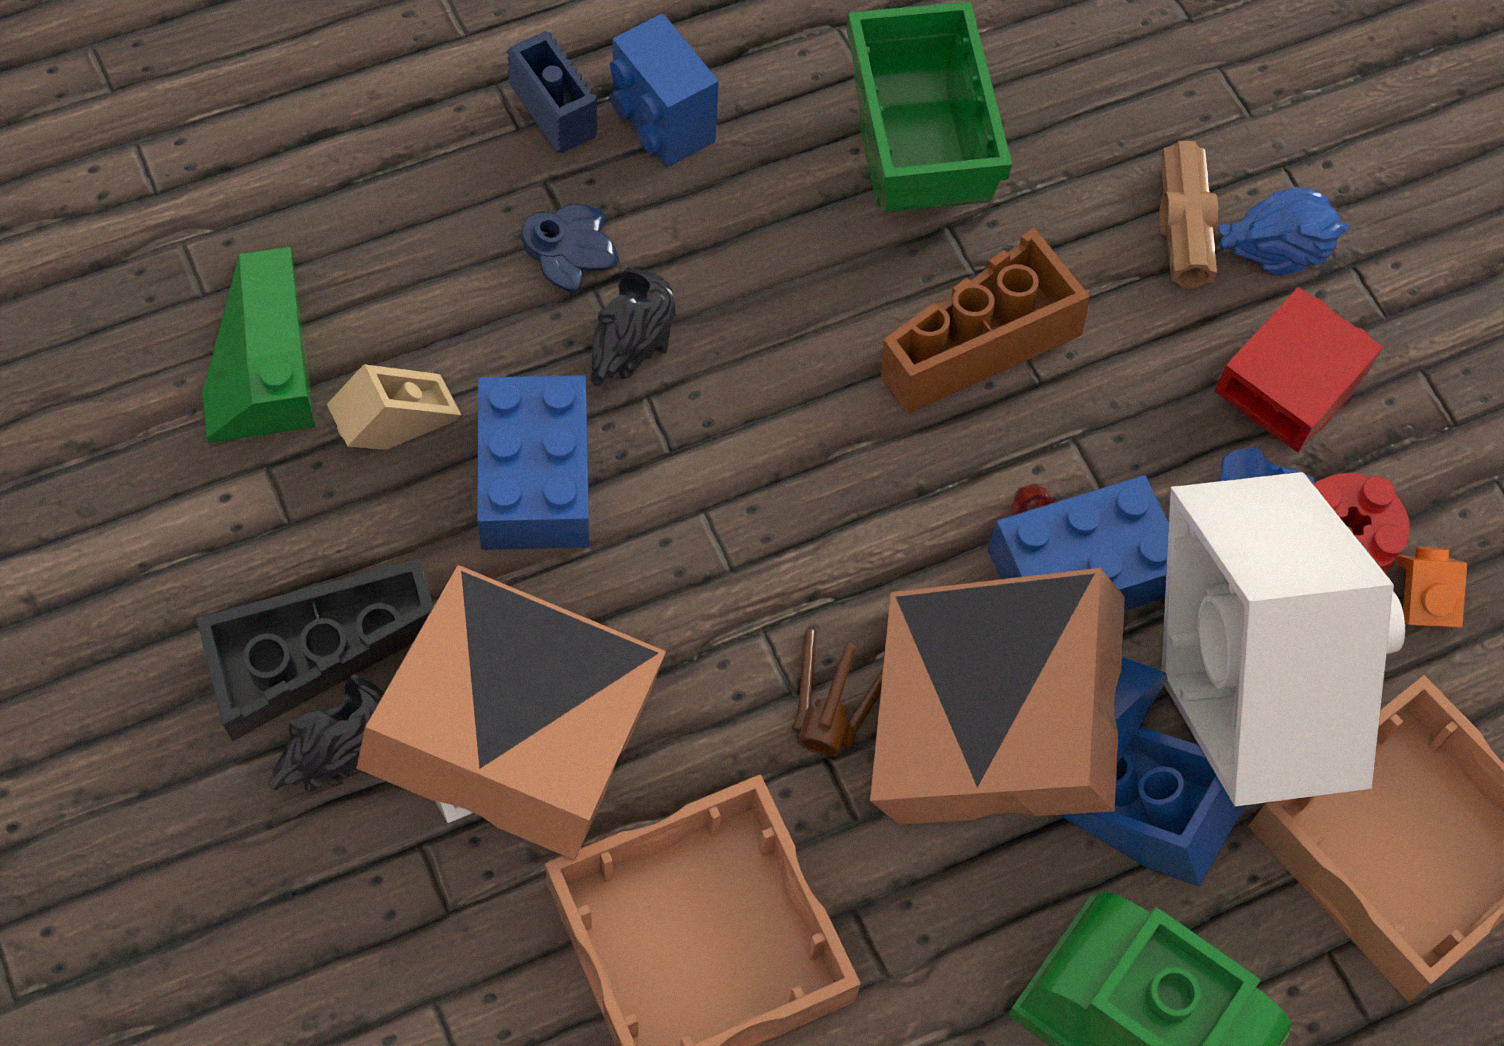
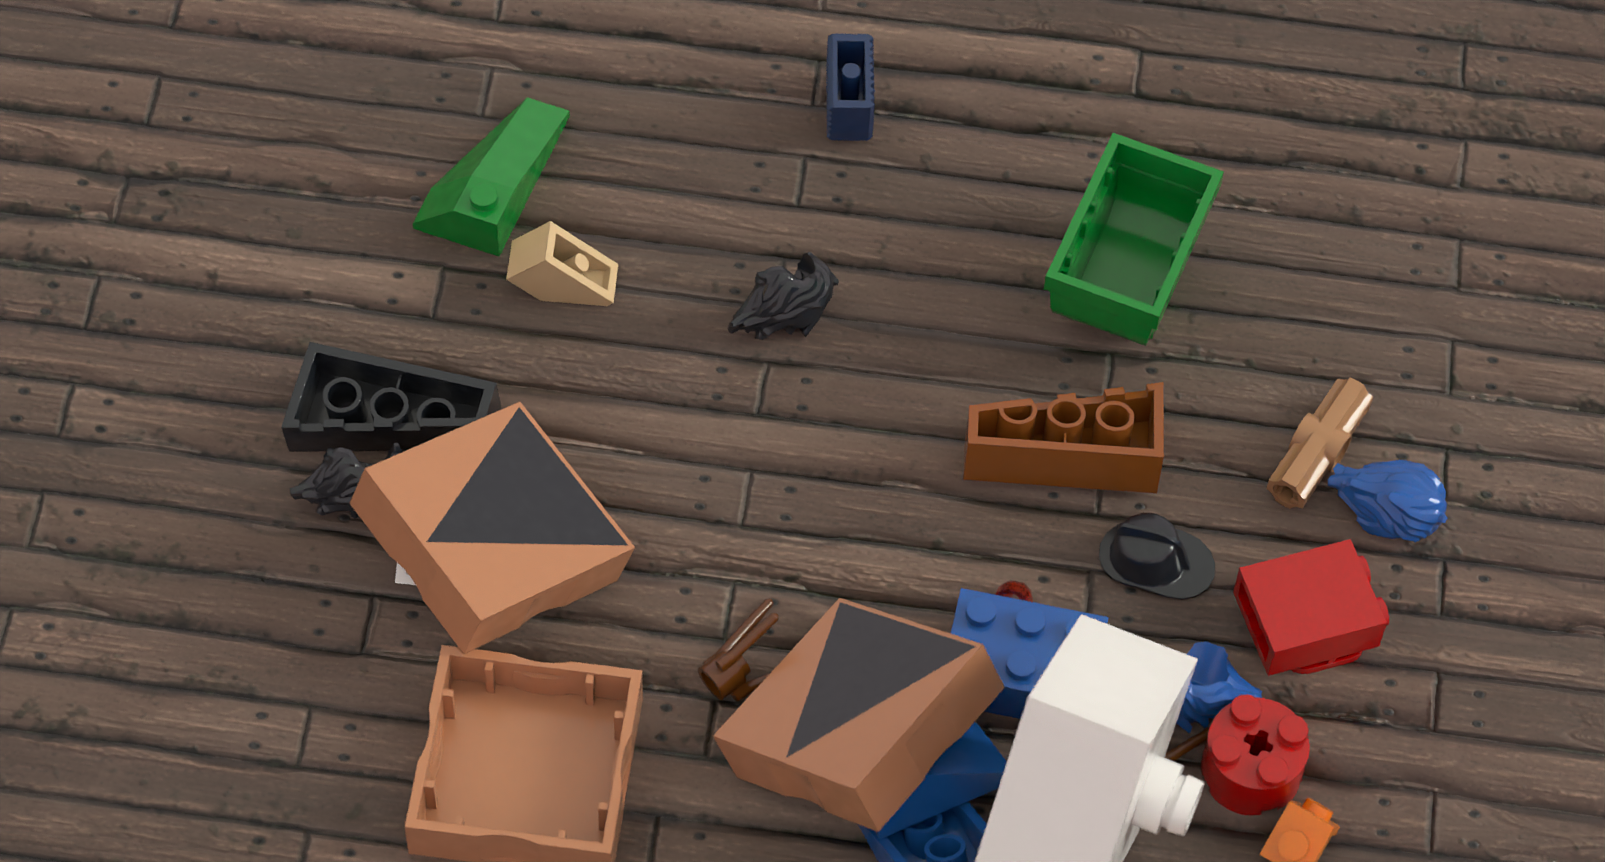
camera: 35 degrees right, 5 degrees down
(532, 462) = (638, 363): blue brick -> none
(575, 244) = (789, 219): dark blue plate -> none
(664, 90) = (935, 128): blue brick -> none
(1121, 396) = (1157, 557): none -> black piece

